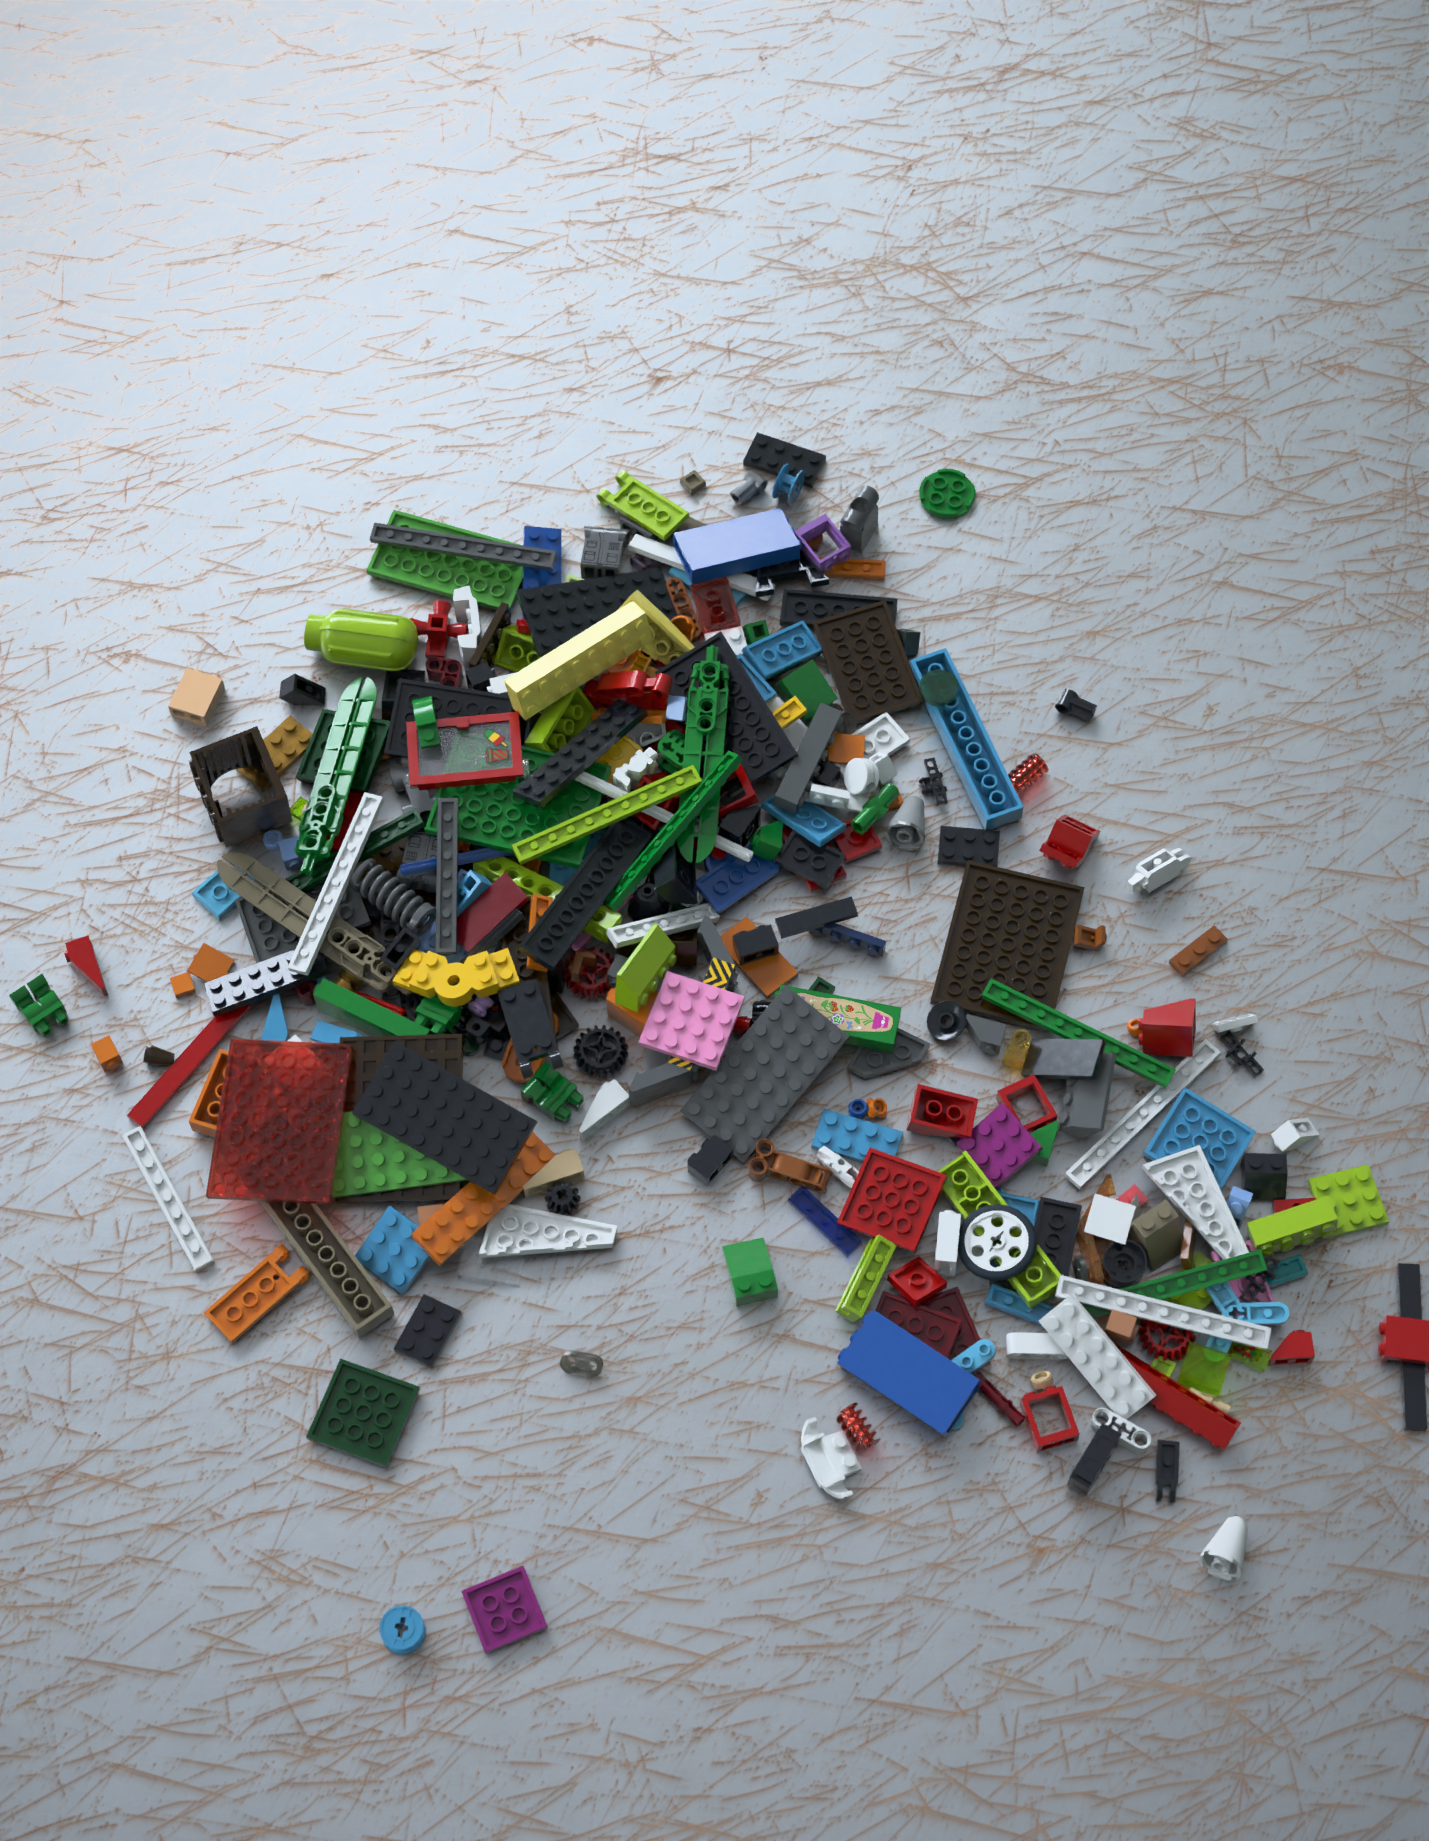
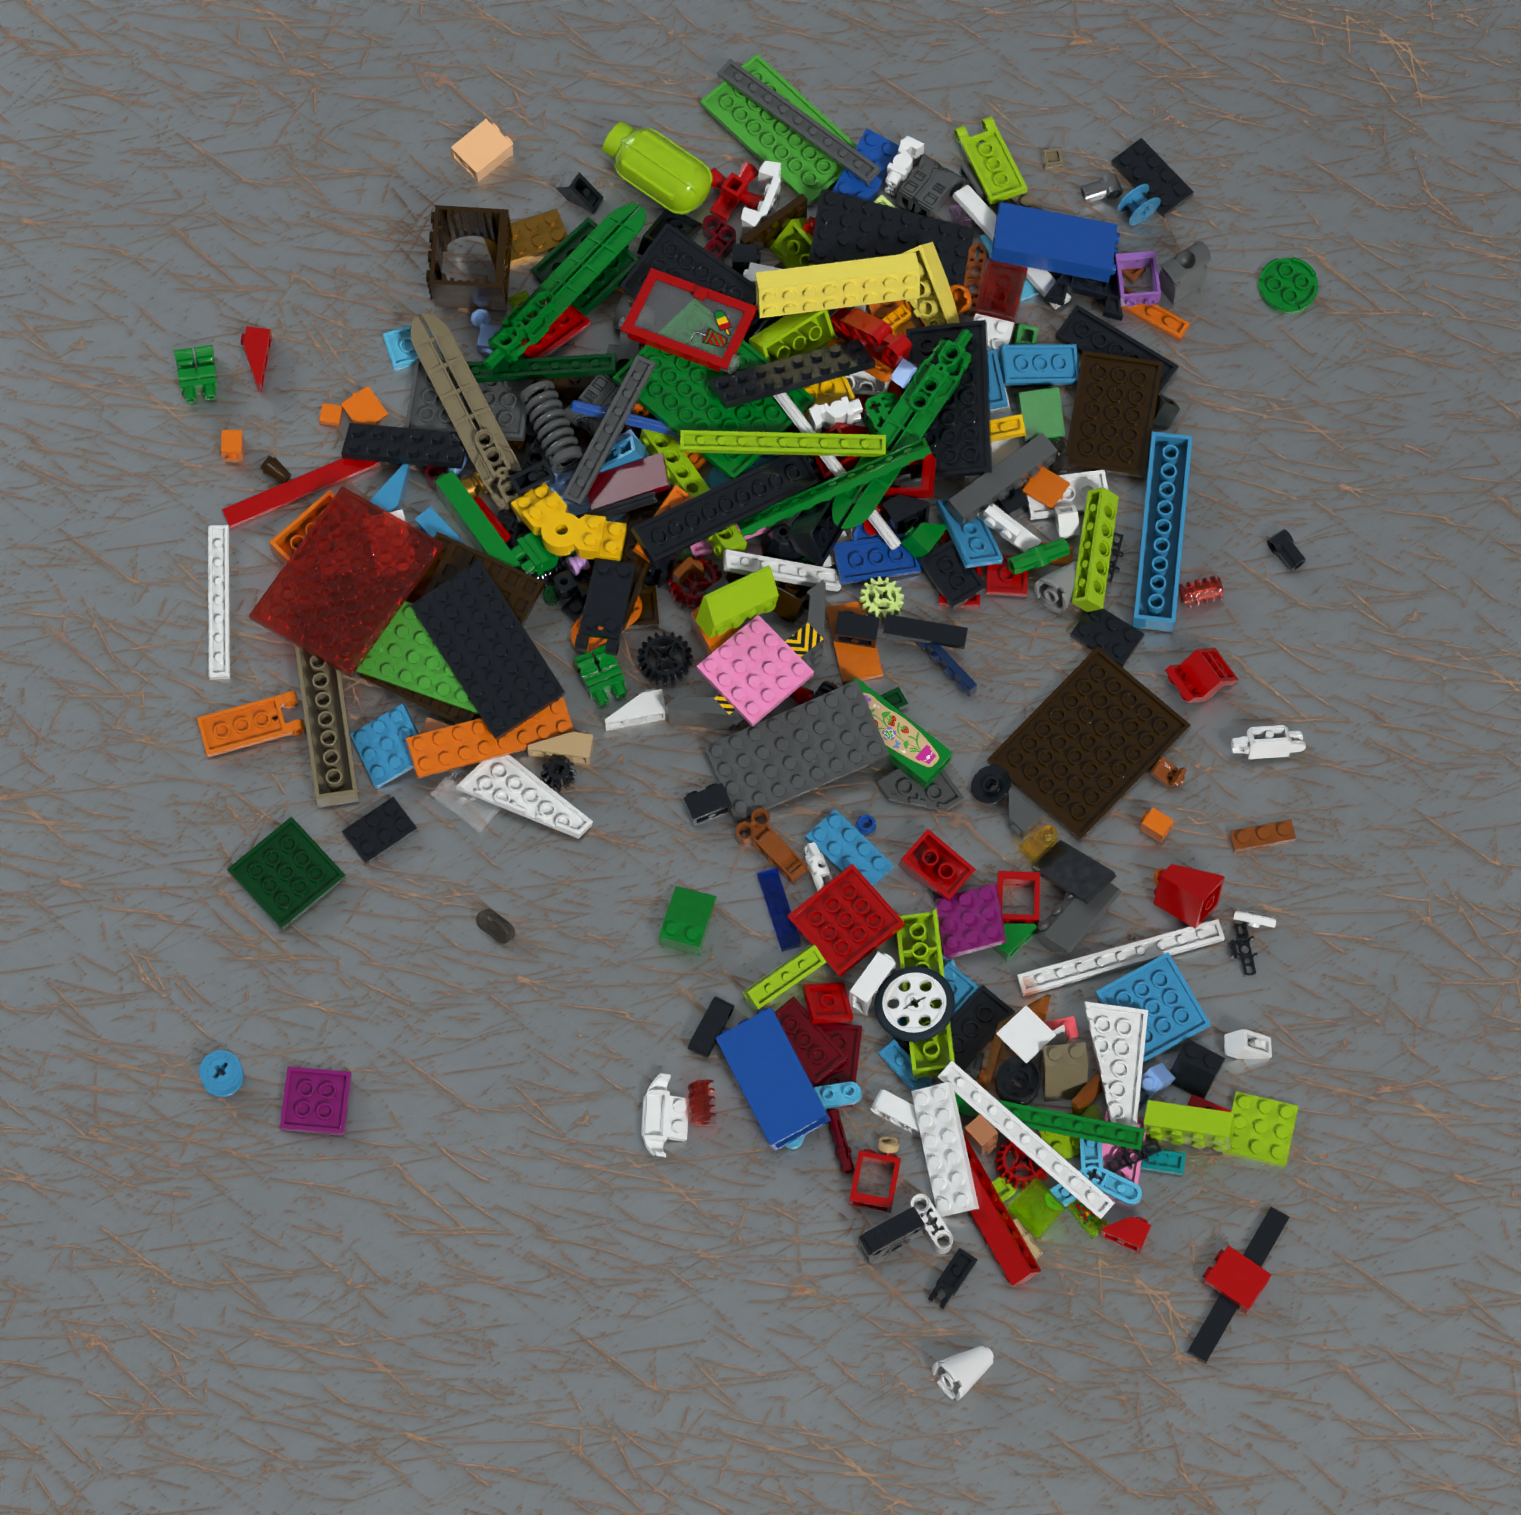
camera: 25 degrees right, 5 degrees up
(336, 884) = (508, 389): white plate -> none
(426, 722) = (666, 276): green arch -> none
(572, 533) = (909, 153): none -> white hips
(759, 908) = (878, 590): none -> yellowish green gear
(825, 1355) = (710, 1027): none -> black beam
(861, 776) = (1042, 520): white head -> none
(881, 1106) = (888, 832): orange plate -> none
(920, 779) = (1095, 549): none -> lime brick
(938, 687) = (1162, 470): clear green tile -> none
(1072, 1029) = (1100, 851): green plate -> none
(1106, 985) = (1156, 824): none -> orange brick

